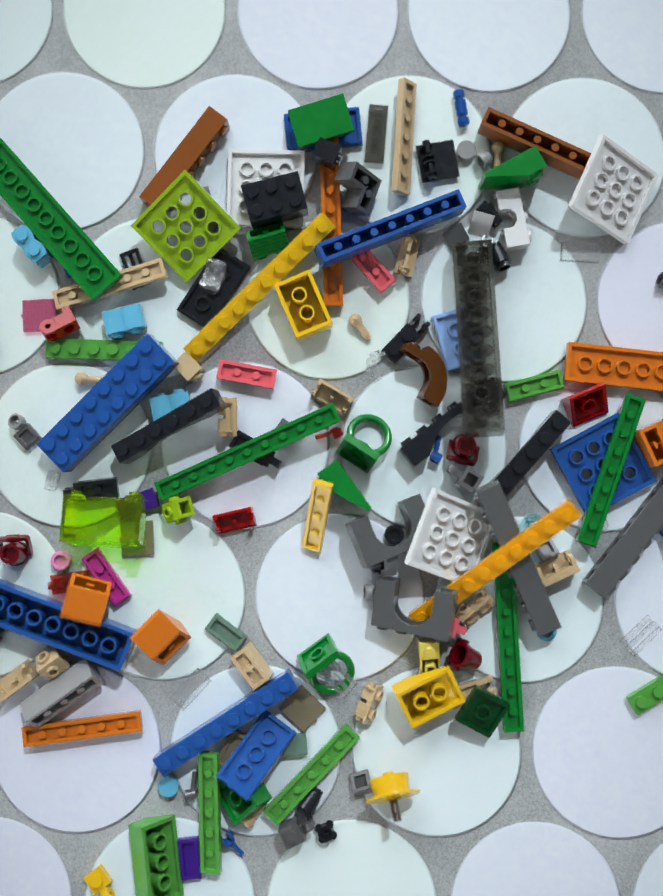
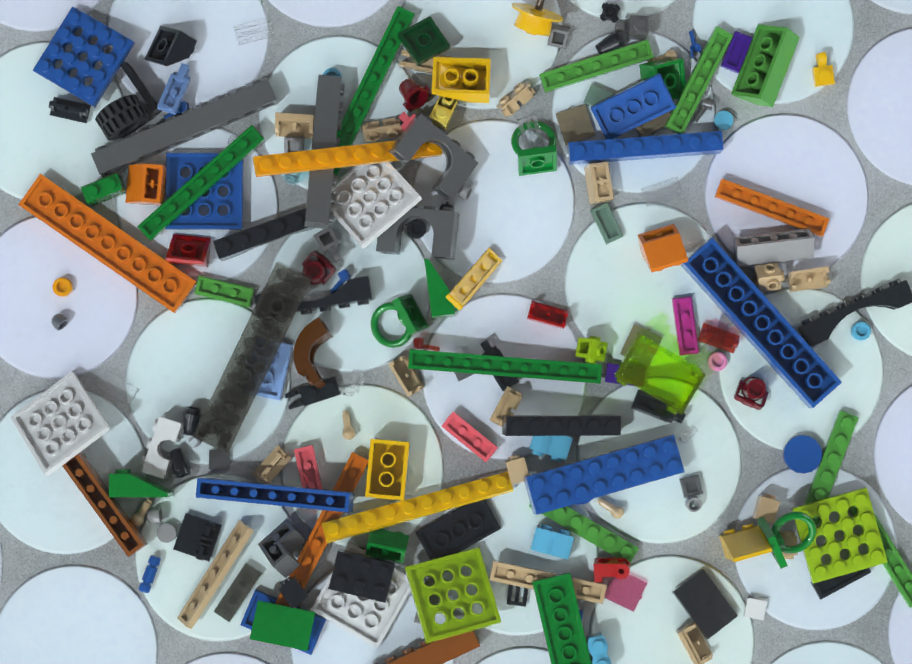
camera: 150 degrees left, 0 degrees up
(85, 599) = (709, 313): orange slope -> none
(213, 275) = (452, 539): clear bracket -> none
(480, 224) = (191, 458): white sticker -> none

